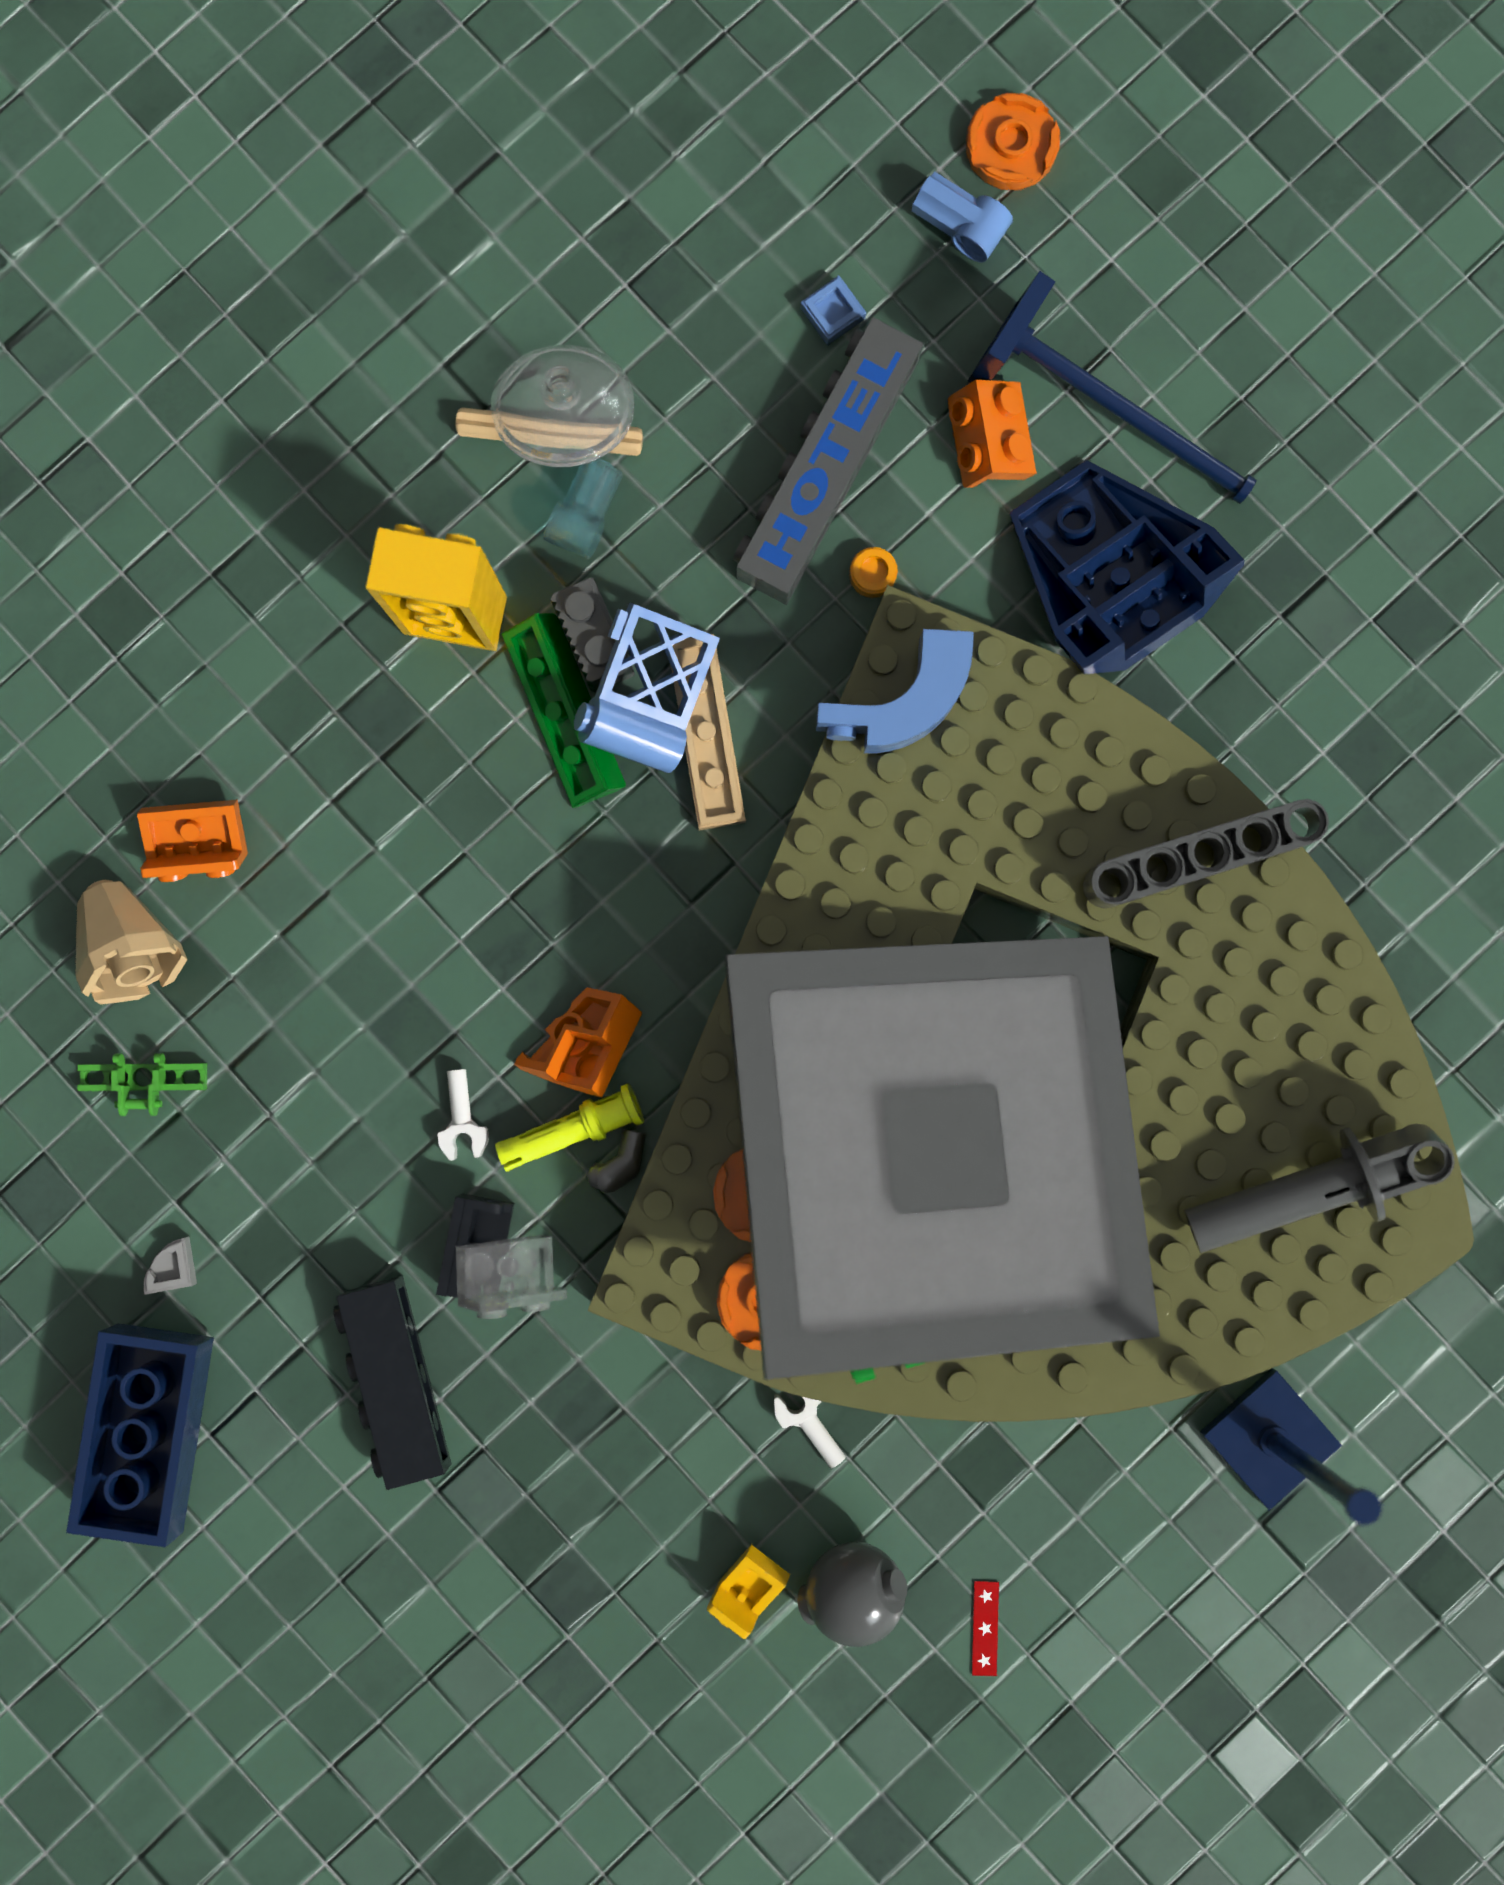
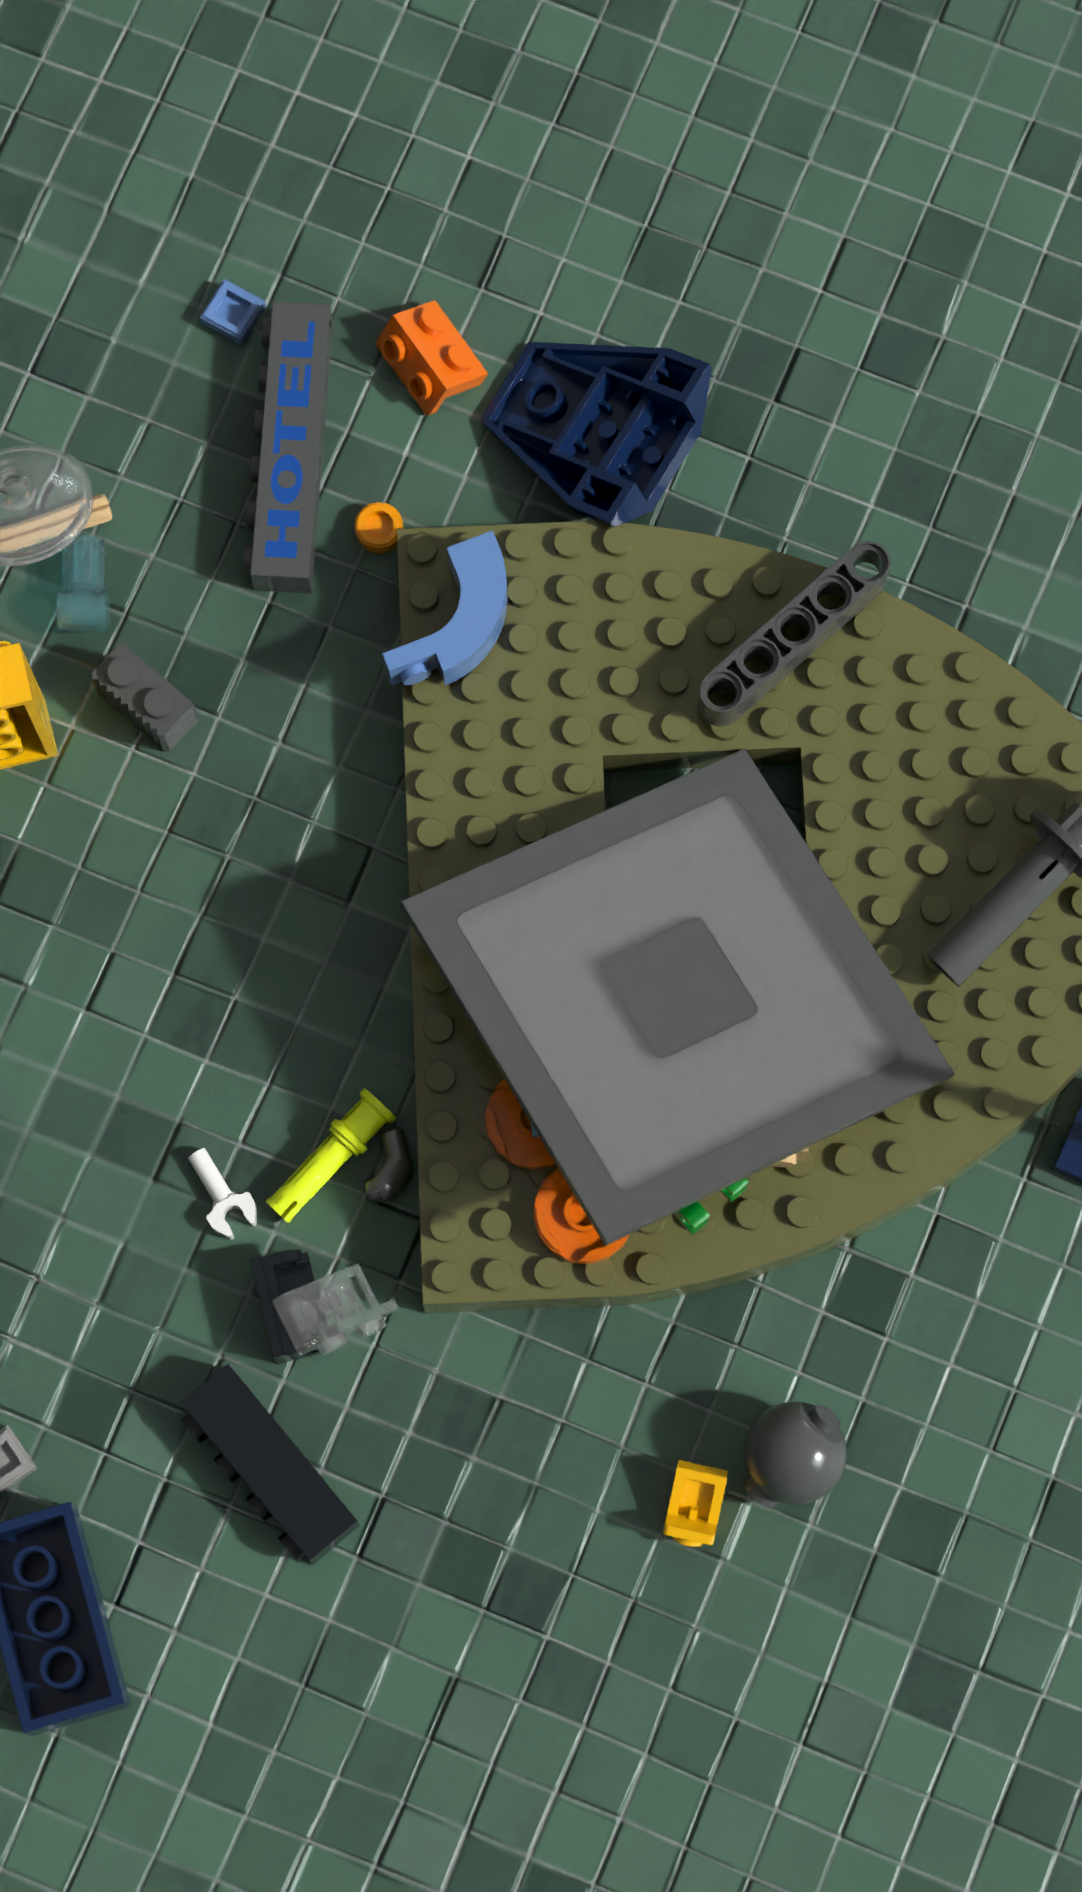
camera: 20 degrees left, 10 degrees down
(555, 694) = (146, 779): green slope -> none
(585, 1042) = (306, 1071): orange slope -> none
(633, 727) = (218, 760): medium blue piece -> none
(710, 746) = (290, 740): tan tile -> none
(812, 1426) = (683, 1328): white bar -> none
(970, 221) = (325, 180): medium blue piece -> none
(985, 1628) = (938, 1444): red sticker -> none
(1012, 141) = (328, 93): orange tile -> none
(1018, 337) = (413, 262): dark blue tile -> none

